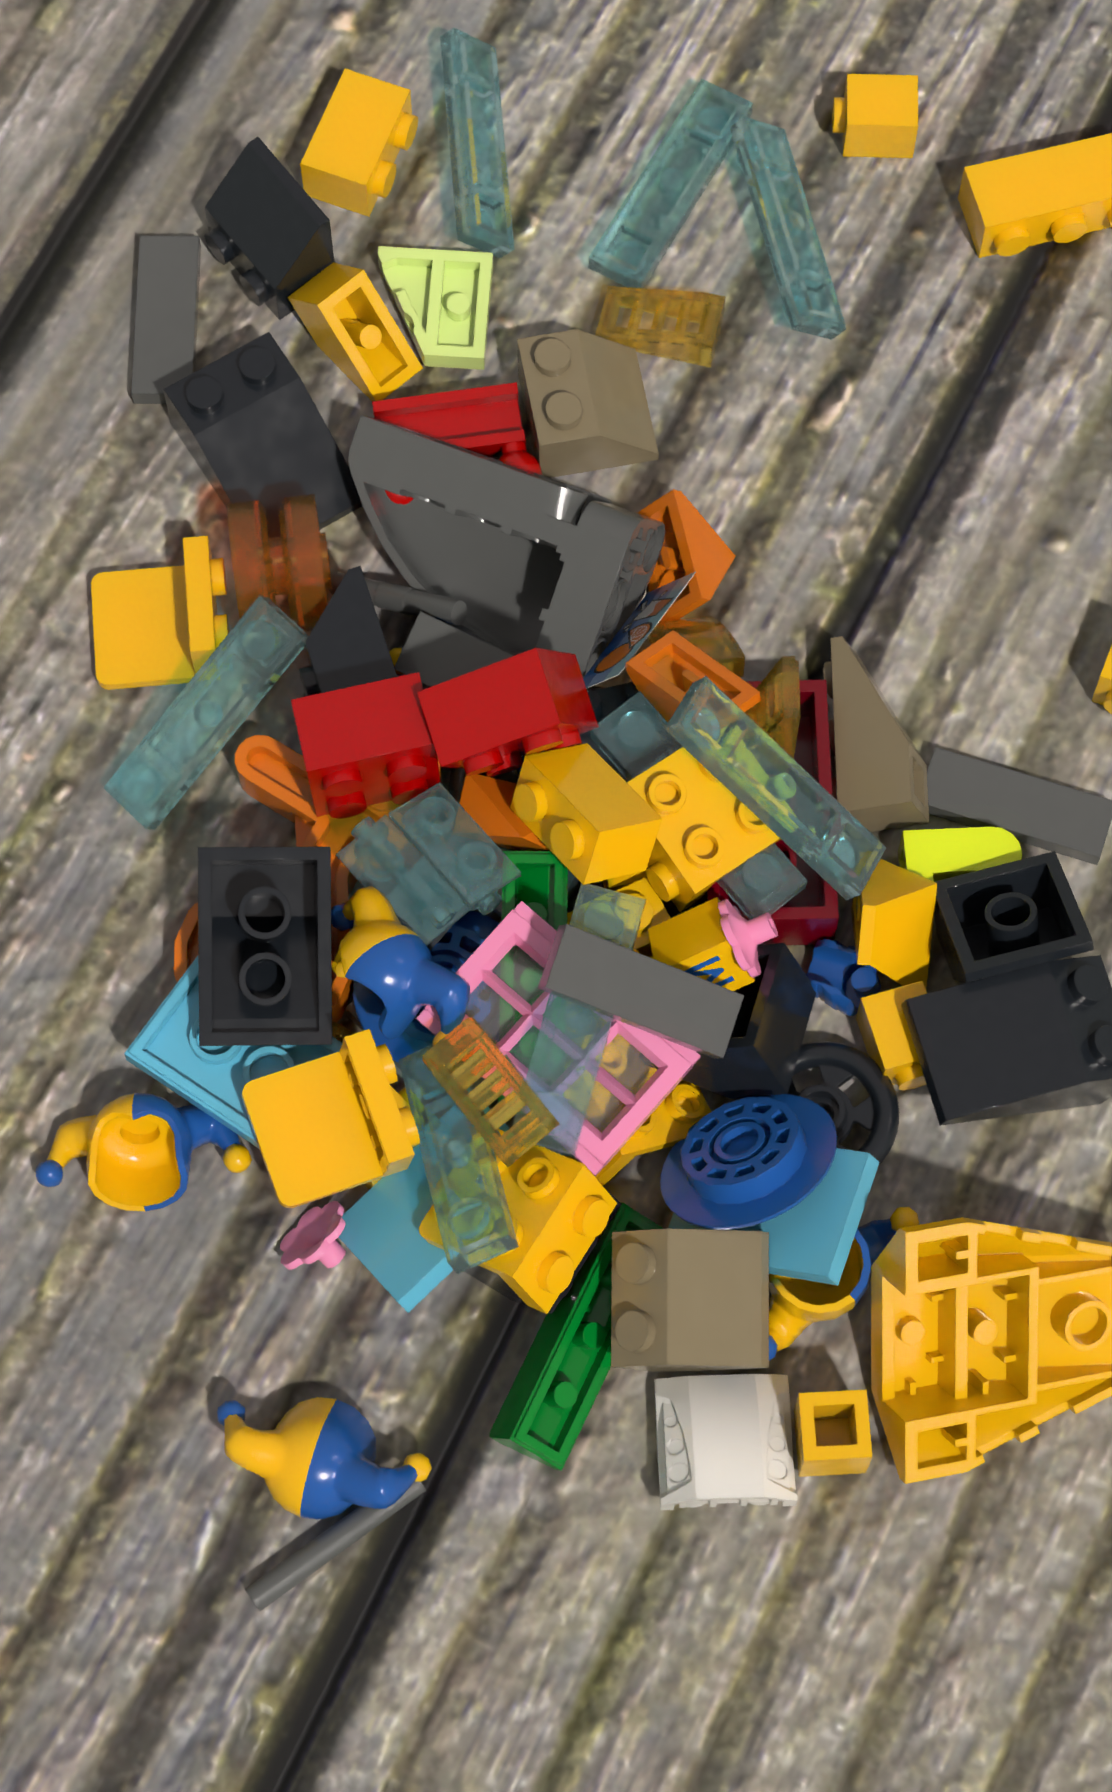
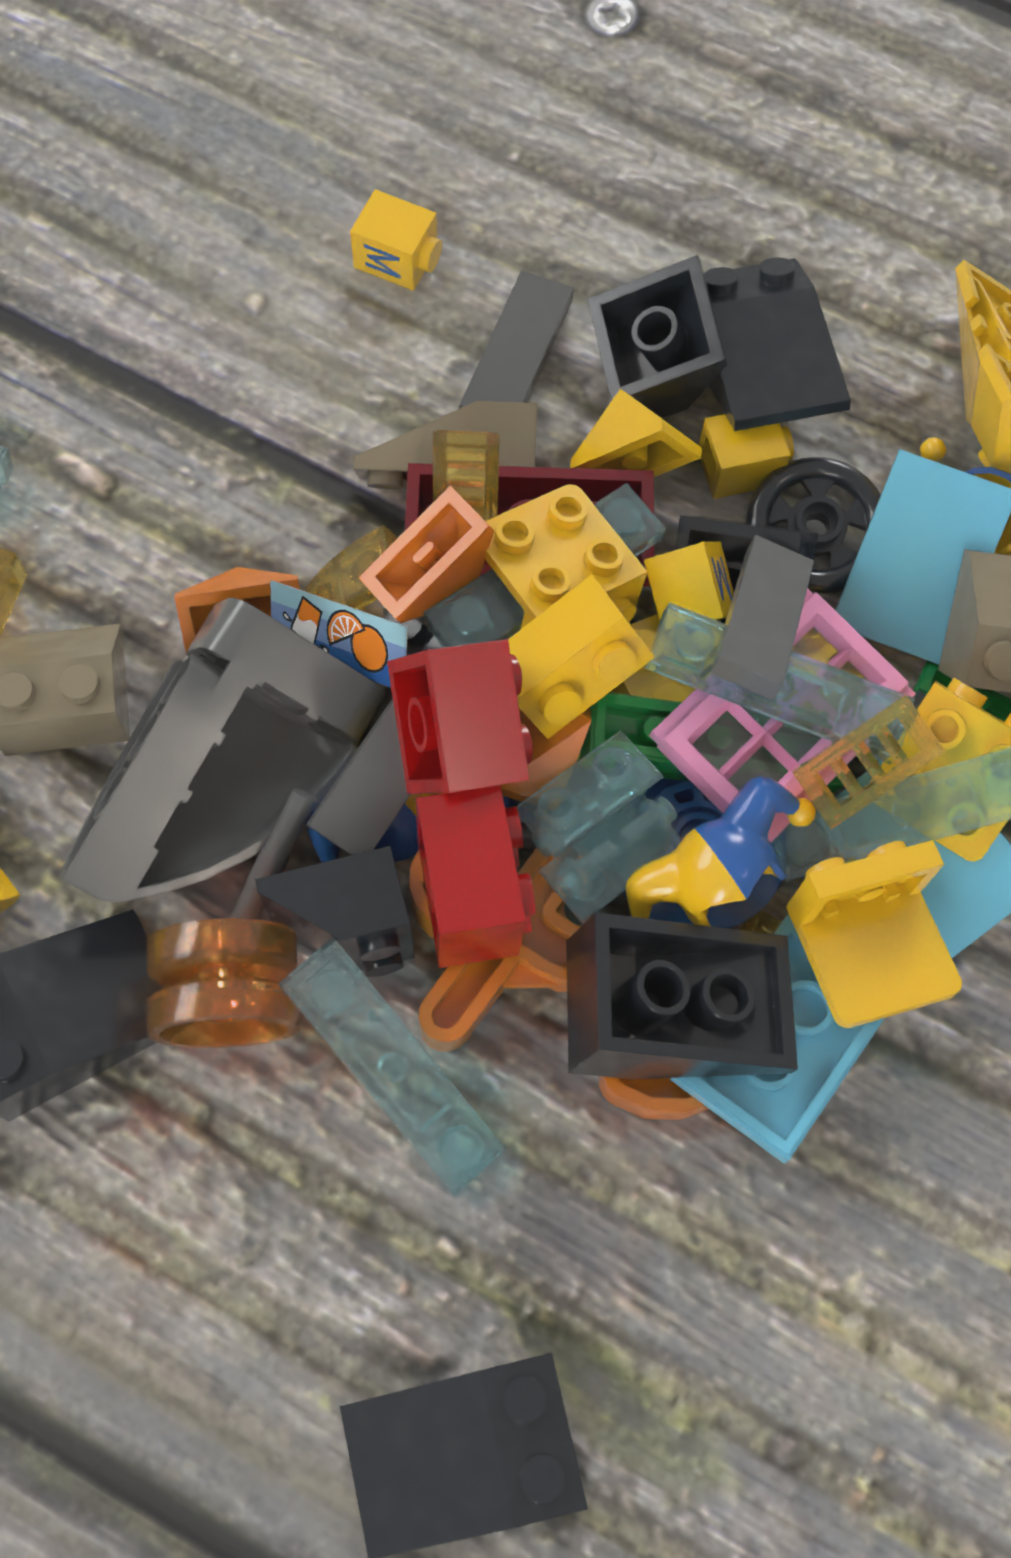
camera: 90 degrees left, 0 degrees up
(139, 1150) = (873, 1159): yellow piece -> none
(158, 620) = (262, 1126): yellow bracket -> none
(315, 1238) = (977, 980): bright pink plant -> none
(471, 418) = (62, 797): red gear -> none
(746, 935) = (683, 533): bright pink plant -> none
(749, 1161) = (889, 561): blue wheel -> none
(775, 788) = (547, 485): clear light blue plate -> none
(839, 978) = (684, 494): blue arm -> none
(956, 851) = (573, 392): neon yellow leg -> none

